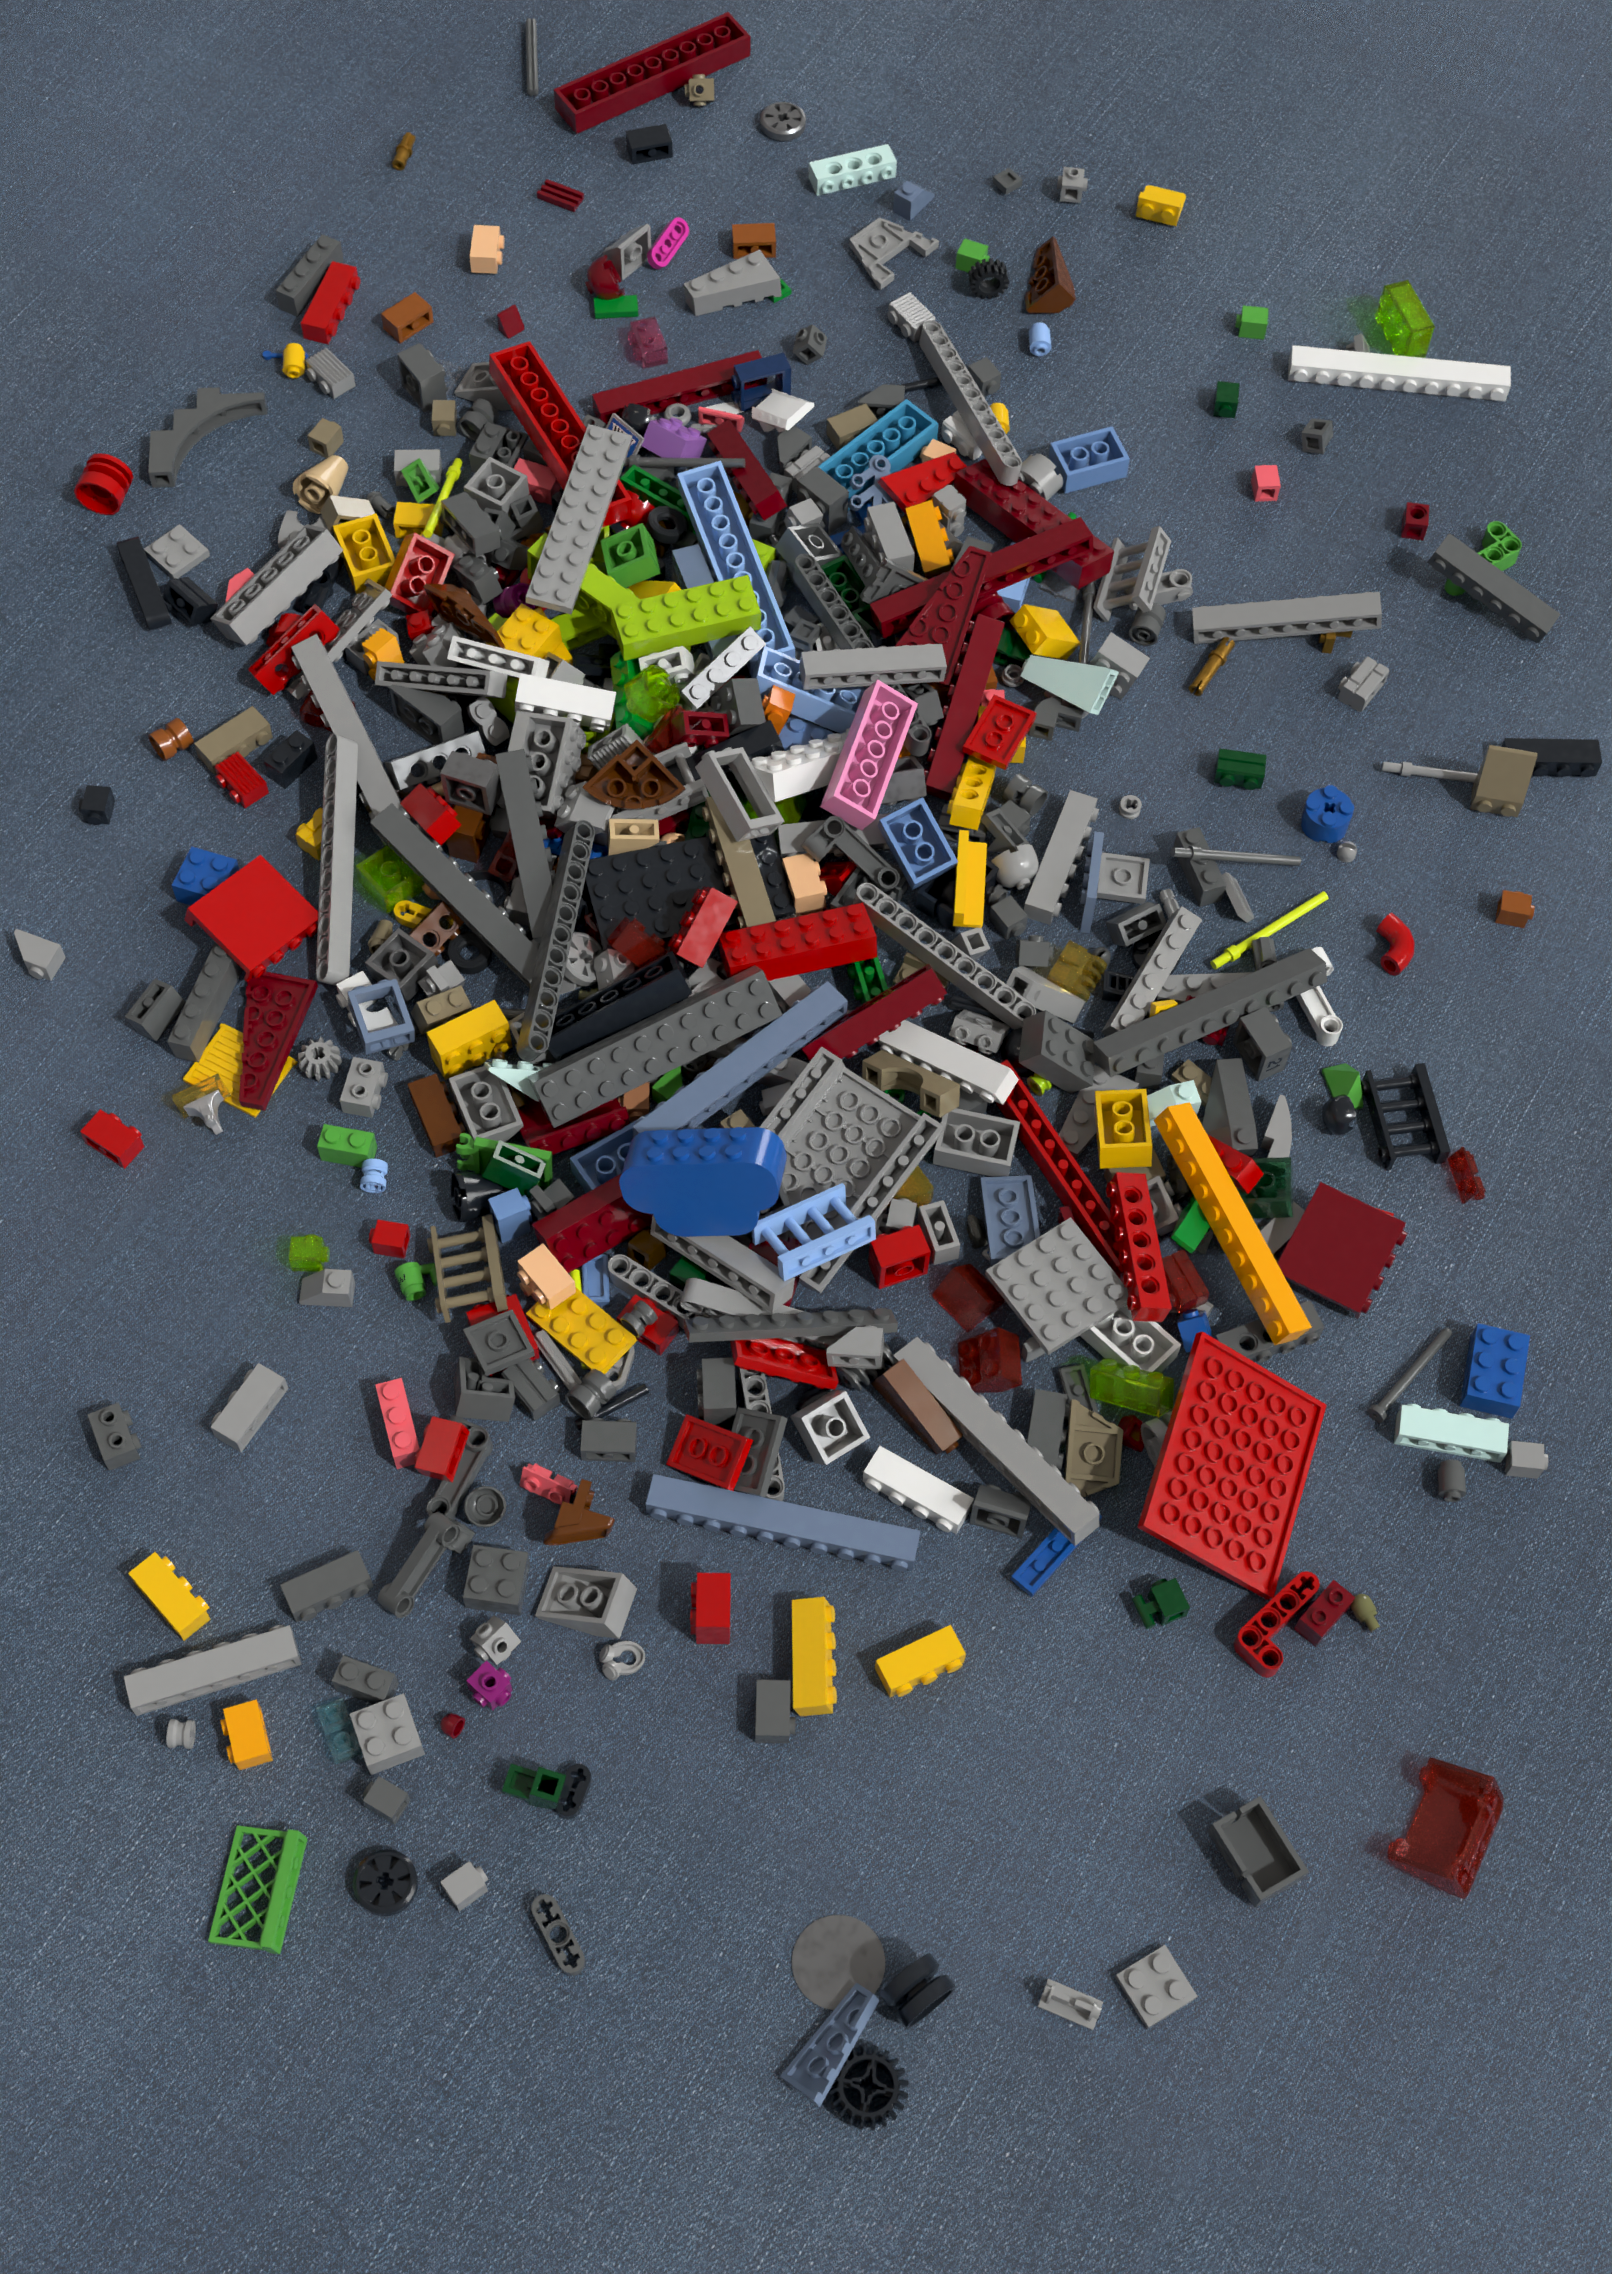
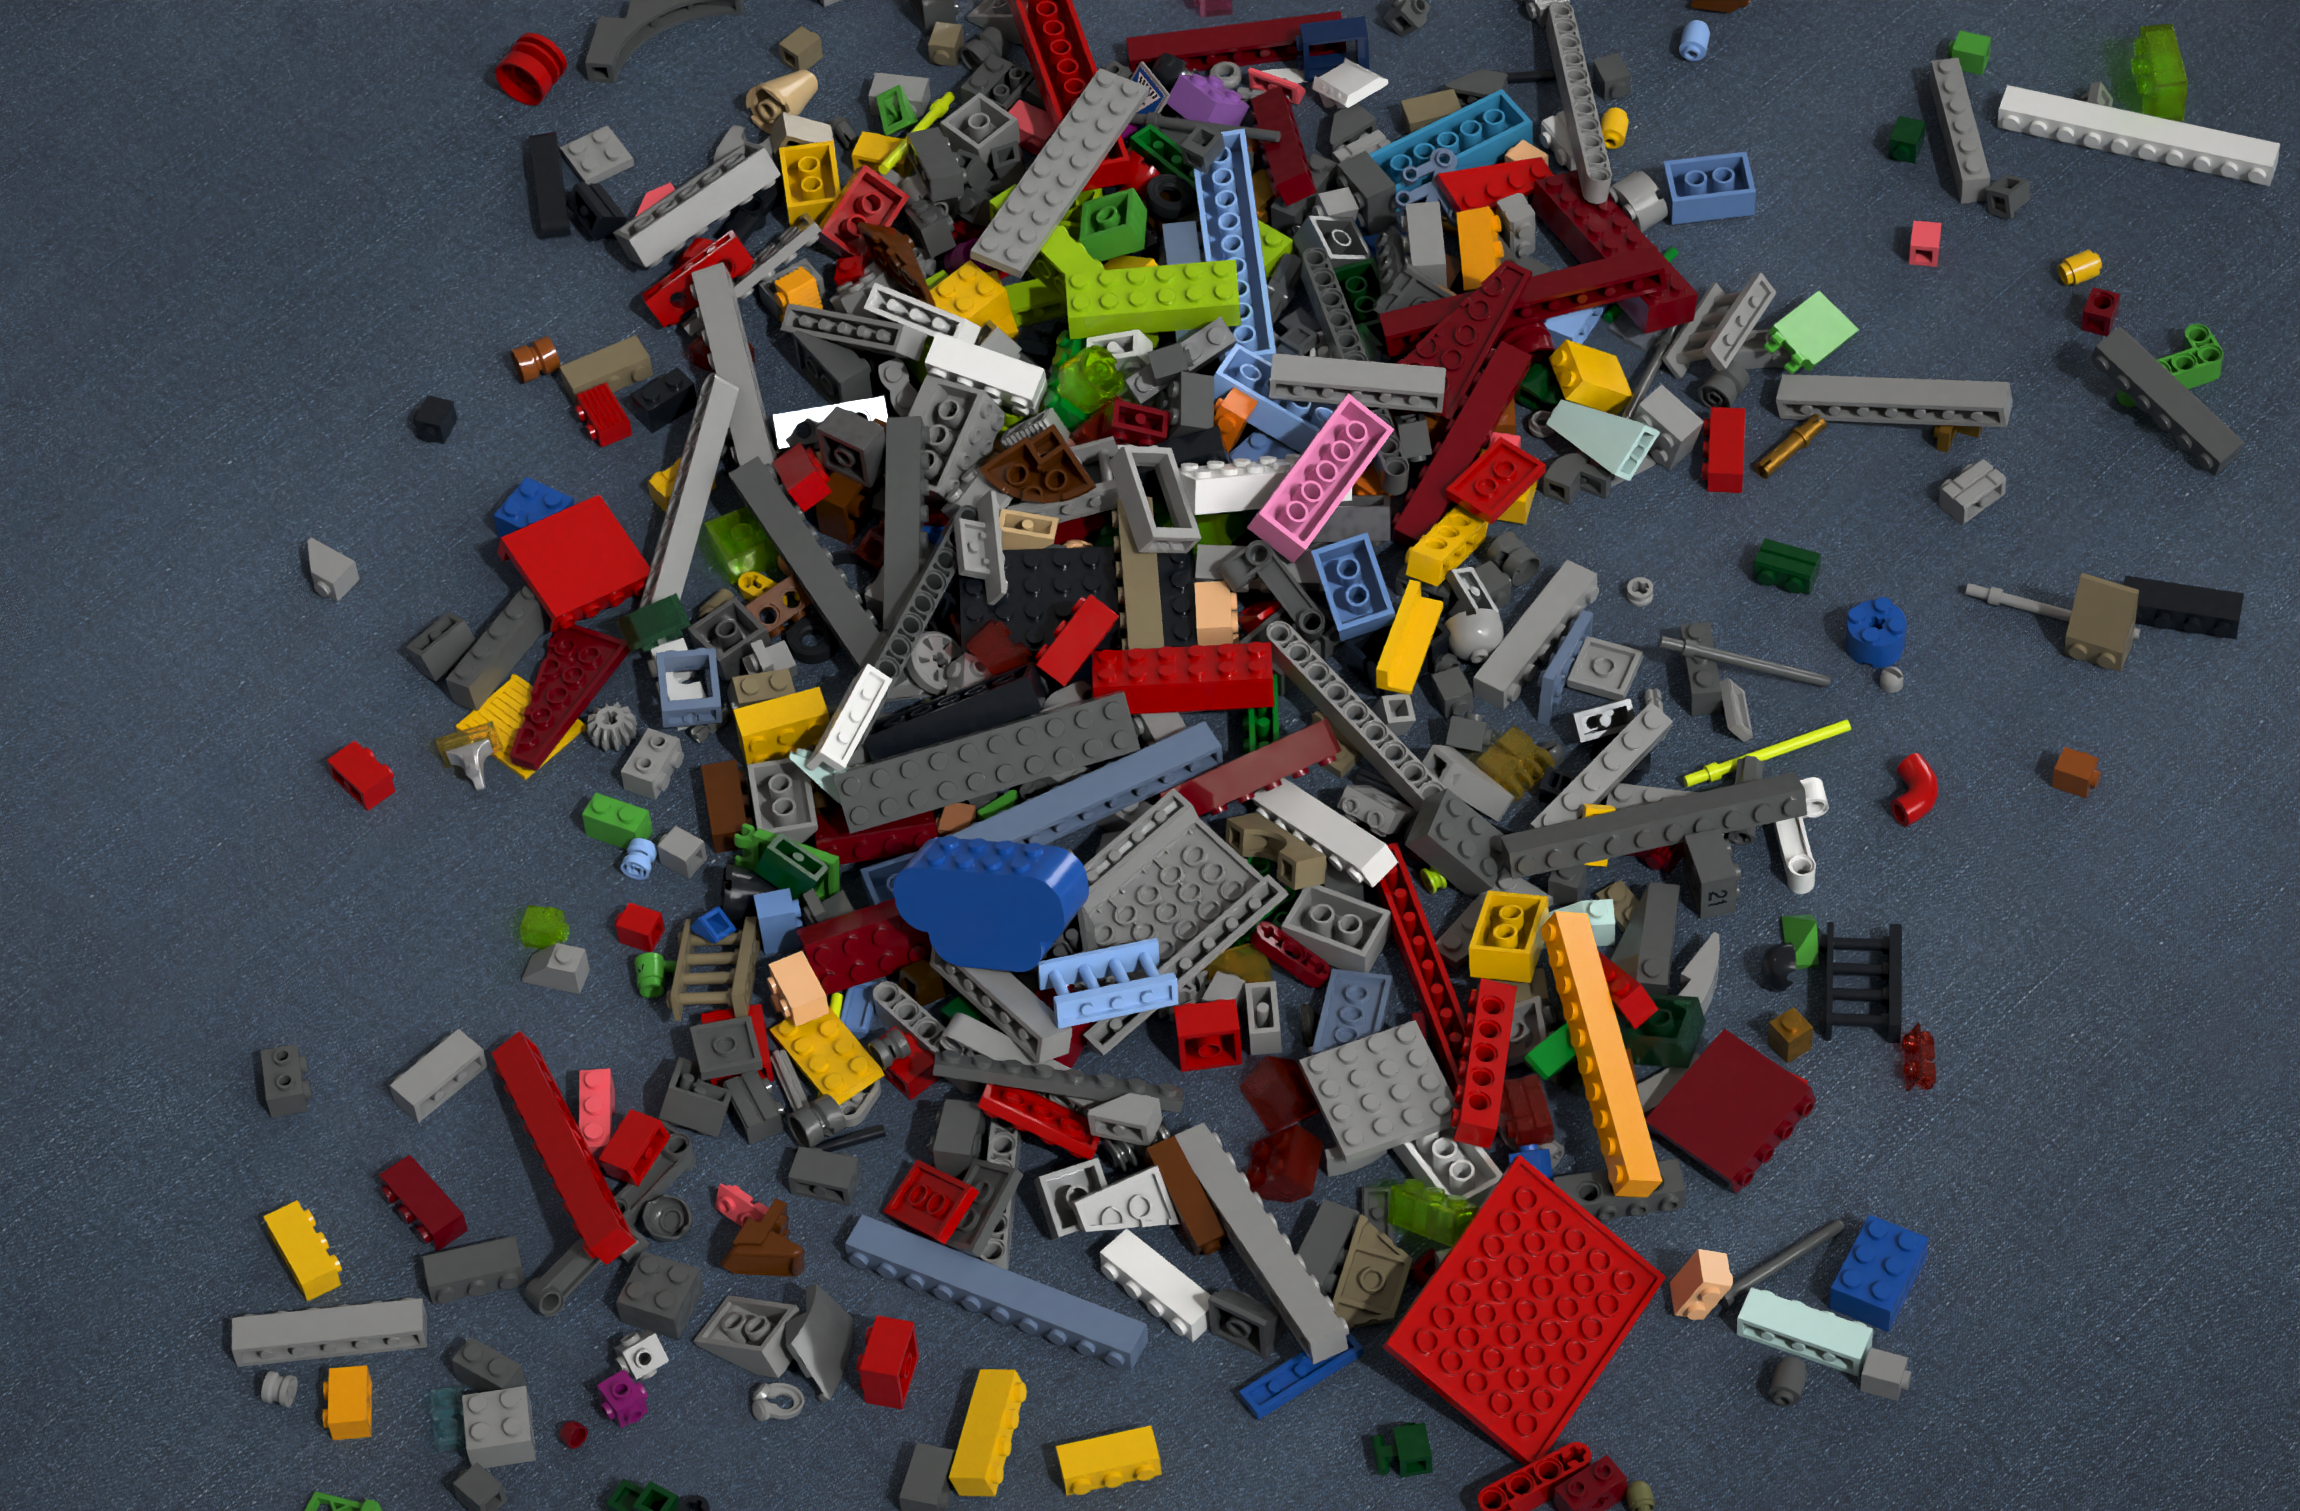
camera: 20 degrees right, 10 degrees down
(265, 1531) = (422, 1203): none -> dark red brick
(336, 963) = (654, 622): none -> clear green brick
(382, 1464) = (563, 1149): none -> red brick
(408, 1163) = (681, 852): none -> light grey brick
(457, 1230) = (713, 925): none -> blue slope
(533, 1029) = (850, 719): none -> white fence
(603, 857) = (981, 548): none -> light grey bracket
(649, 1599) = (821, 1340): none -> dark grey slope
(693, 481) = (1202, 147): none -> dark grey brick
(718, 672) = (1169, 362): none -> dark grey brick
(878, 1424) = (1127, 1203): none -> wing
(960, 1178) = (1265, 939): none -> dark red beam
(1164, 677) = (1724, 450): none -> red brick
(1204, 570) = (1811, 333): none -> tile
(1264, 387) = (1959, 130): none -> light grey brick
(1362, 1410) = (1700, 1284): none -> light nougat brick
(1363, 1173) = (1790, 1035): none -> pearl gold brick
(1388, 487) = (2079, 267): none -> yellow brick

